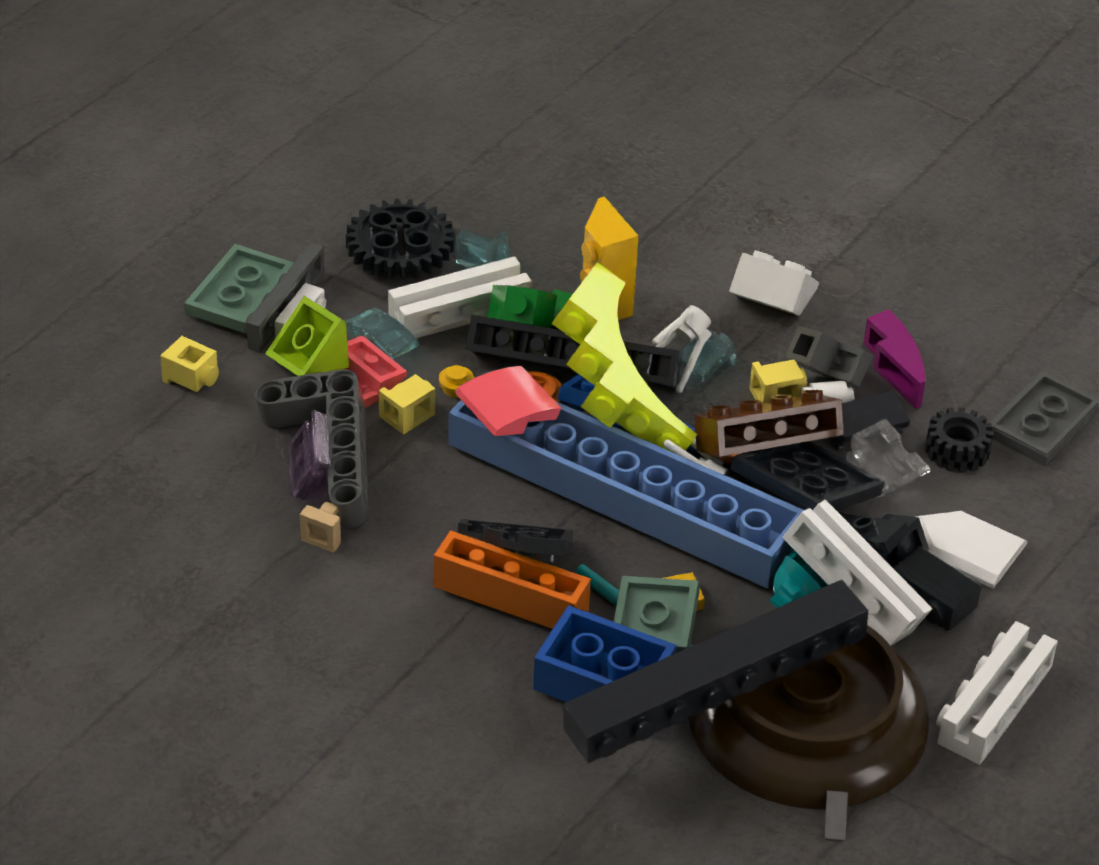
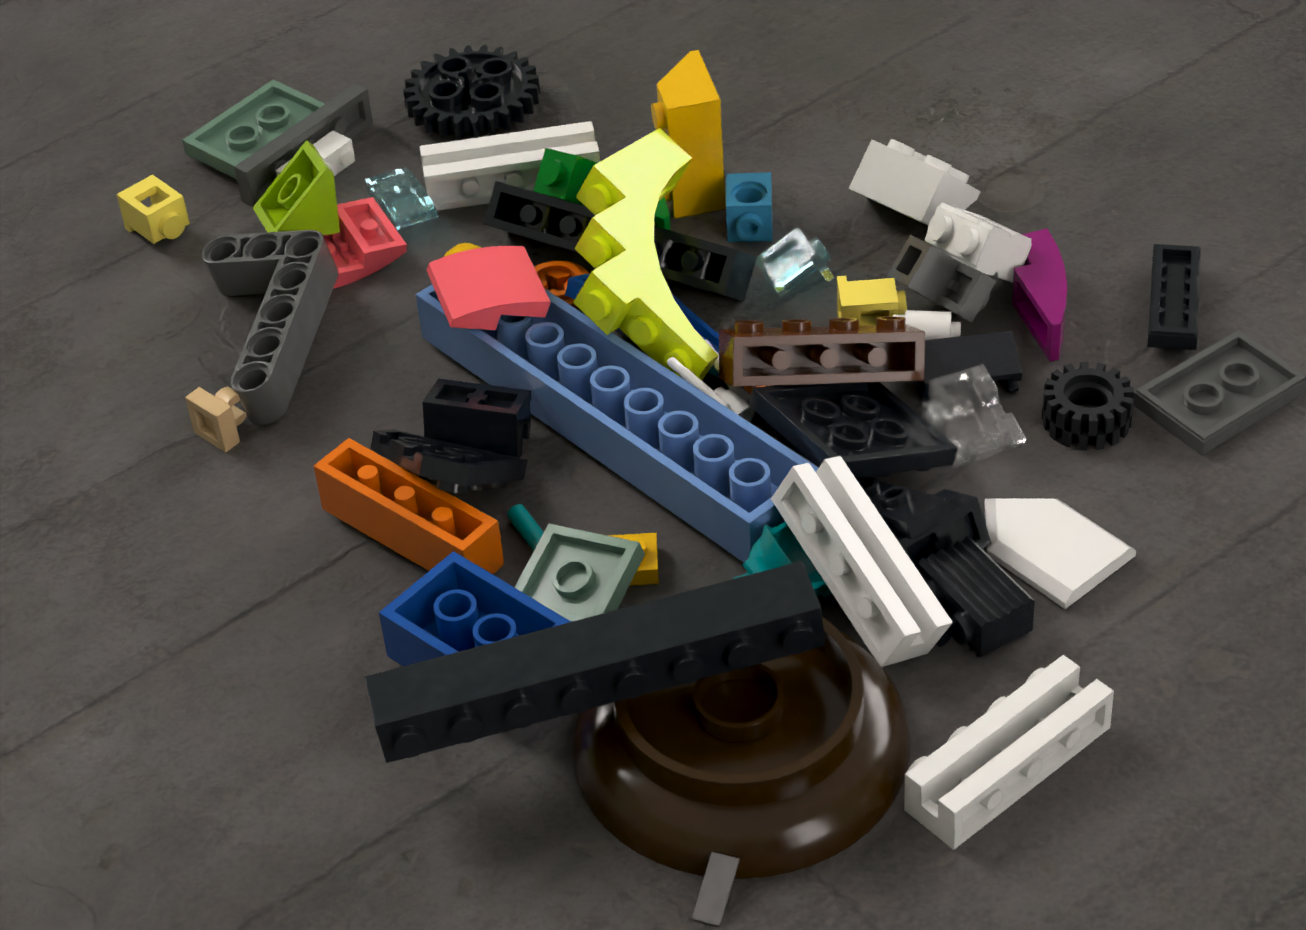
camera: 20 degrees right, 0 degrees up
(309, 455) = (237, 330): clear purple plate -> none
(407, 404) = (390, 282): light yellow brick -> none
(477, 250) = (556, 109): clear light blue bracket -> none
(526, 500) = (478, 416): none -> black hinge
(656, 310) = (749, 207): none -> dark azure brick
(689, 326) = (774, 222): white plant -> none
(844, 324) = (978, 241): none -> white brick
(989, 350) = (1174, 297): none -> black plate

